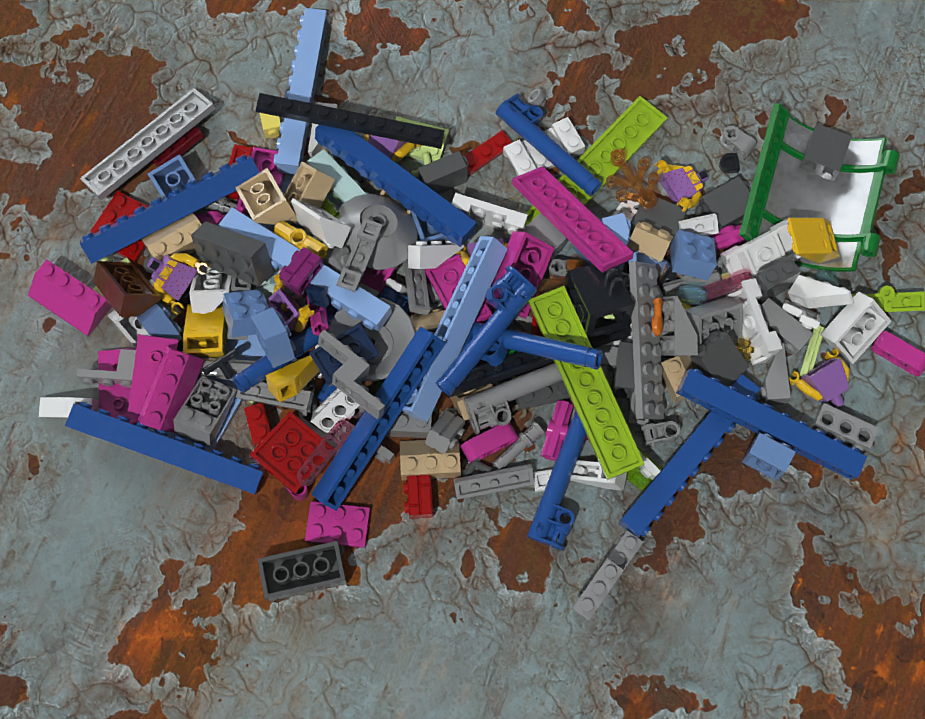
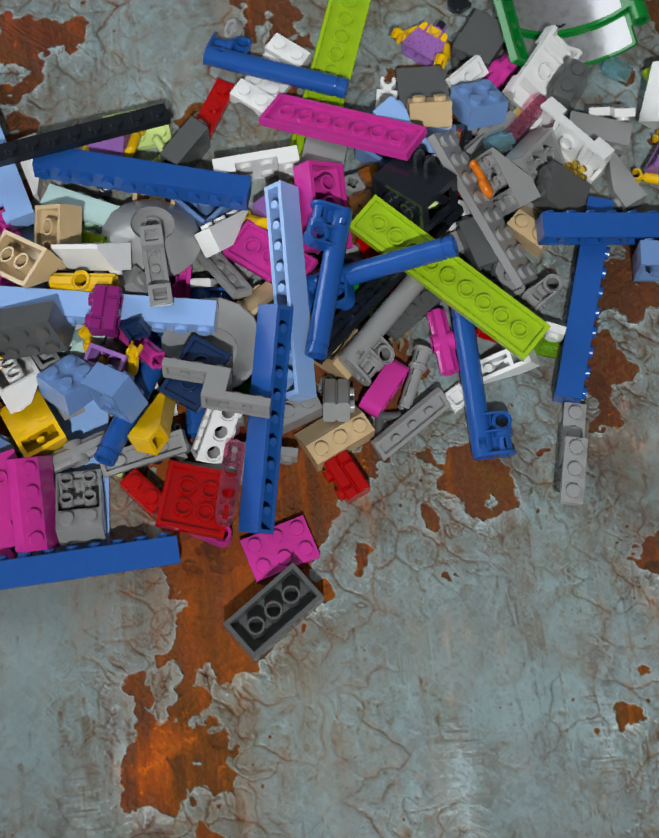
camera: 30 degrees left, 0 degrees up
(221, 363) = (71, 450): black piece -> none
(633, 182) = (378, 63): clear orange plant -> none
(812, 350) = (639, 142): yellowish green axle -> none
(813, 239) = (583, 32): yellow slope -> none
(816, 294) = (611, 85): white slope -> none

